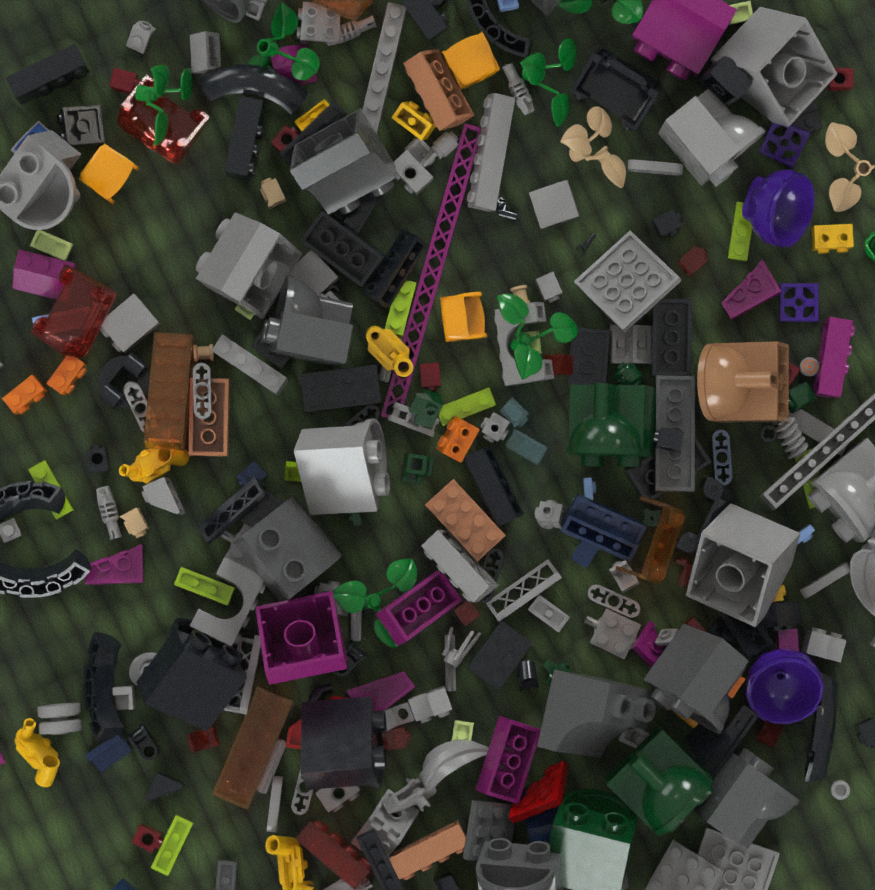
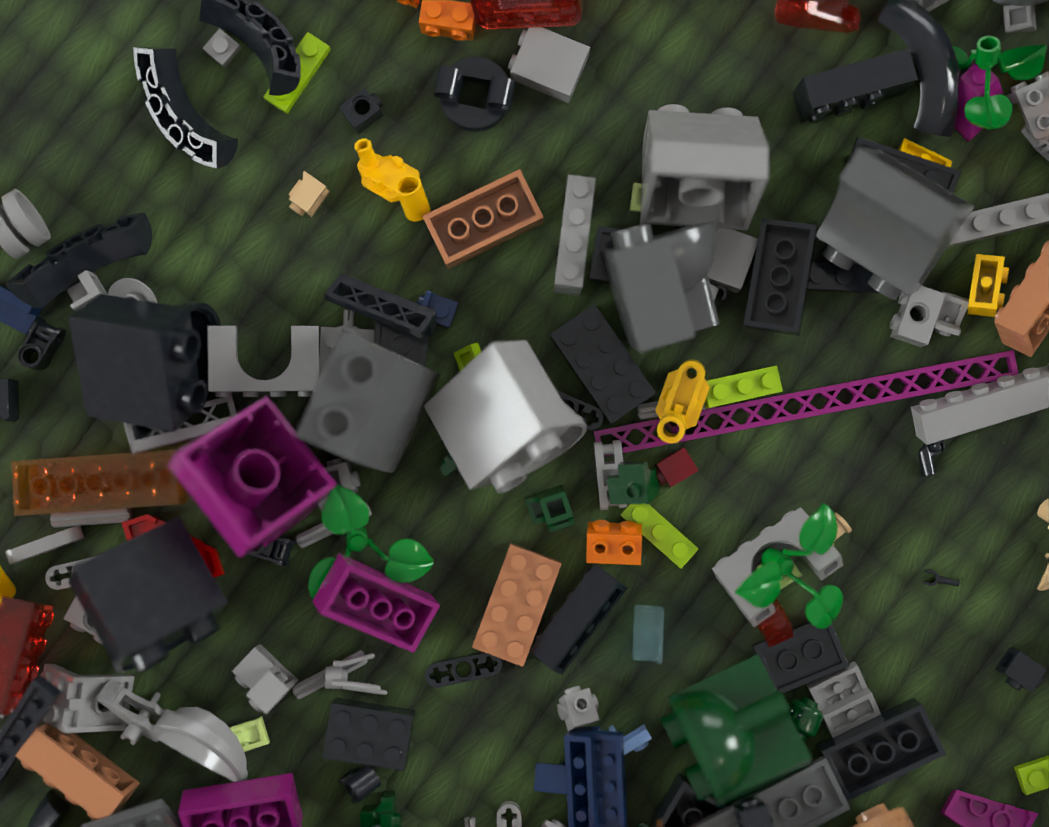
camera: 70 degrees right, 0 degrees up
(108, 511) = (305, 156): light grey hinge -> none
(118, 569) = (240, 203): magenta wing -> none
(129, 397) = (468, 116): light grey beam -> none
(163, 495) = (354, 211): light grey slope -> none
(169, 391) = (488, 151): clear orange brick -> none
(203, 352) = (558, 171): tan bush -> none
(203, 739) = (75, 412): clear red bracket -> none
(204, 586) = (272, 320): lime plate -> none
(209, 395) = (513, 180): light grey beam -> none
(272, 192) = (802, 156): tan window -> none
(277, 141) = (884, 132): dark red brick -> none
(318, 691) = (205, 527): black arm -> none
(385, 690) = (250, 608): magenta wing -> none
(393, 718) = (225, 638): light grey bracket -> none
(395, 268) = (787, 356): black brick -> none
(396, 738) = (200, 657): clear red brick -> none
(445, 144) = (975, 339): light grey brick -> none
(459, 566) = (454, 627): light grey slope -> none
(463, 317) = (770, 471): light orange piece -> none
(466, 612) = (401, 665): clear red brick -> none
(495, 420) = (660, 588): light grey brick -> none
(514, 413) = (682, 597): clear light blue brick -> none
(529, 595) = (462, 732): light grey fence -> none
(548, 613) = (453, 768): light grey plate -> none
(549, 287) = (863, 560): light grey brick -> none
(554, 204) = (970, 514): light grey slope -> none
(627, 281) = (925, 659): light grey plate -> none
(693, 260) = (991, 726): clear red brick -> none

